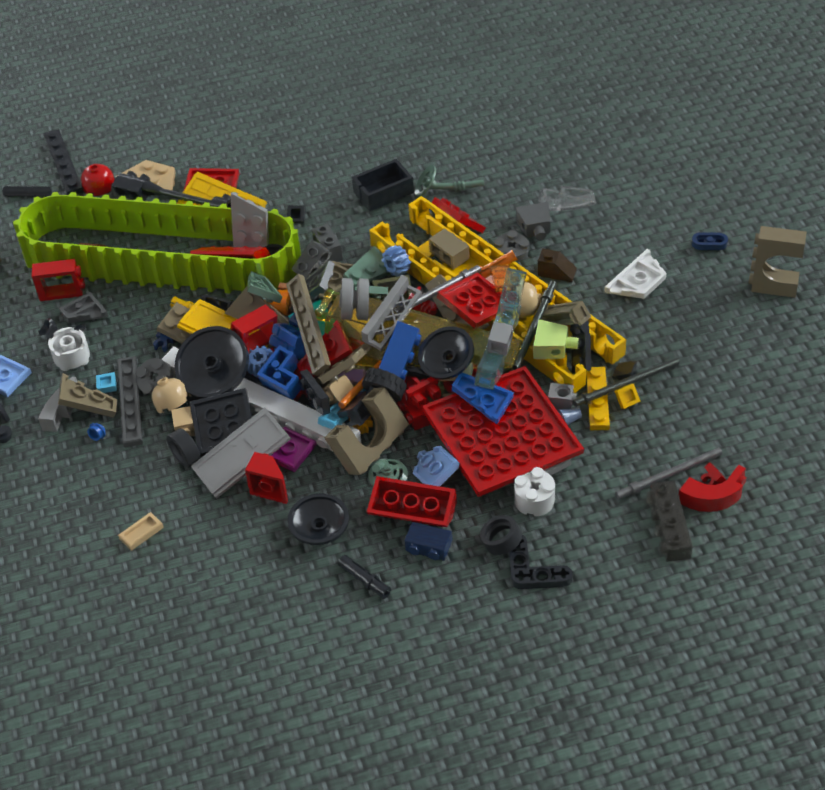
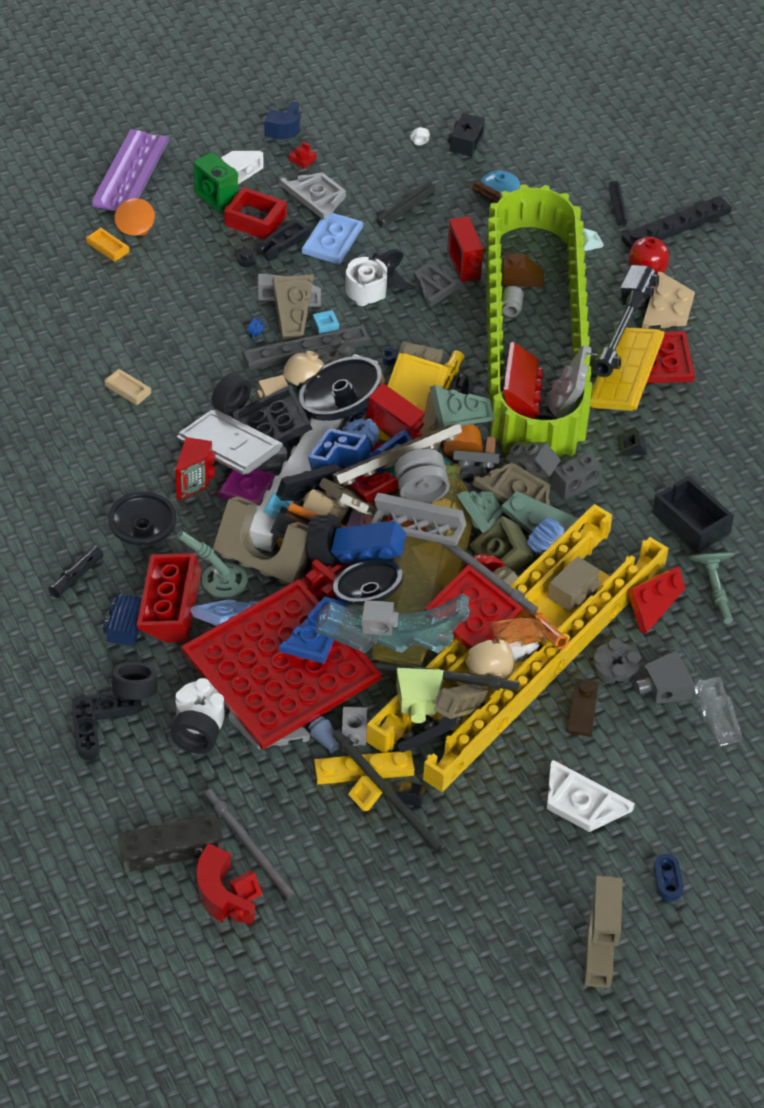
camera: 75 degrees right, 0 degrees up
(563, 493) = (192, 742): none -> black tyre

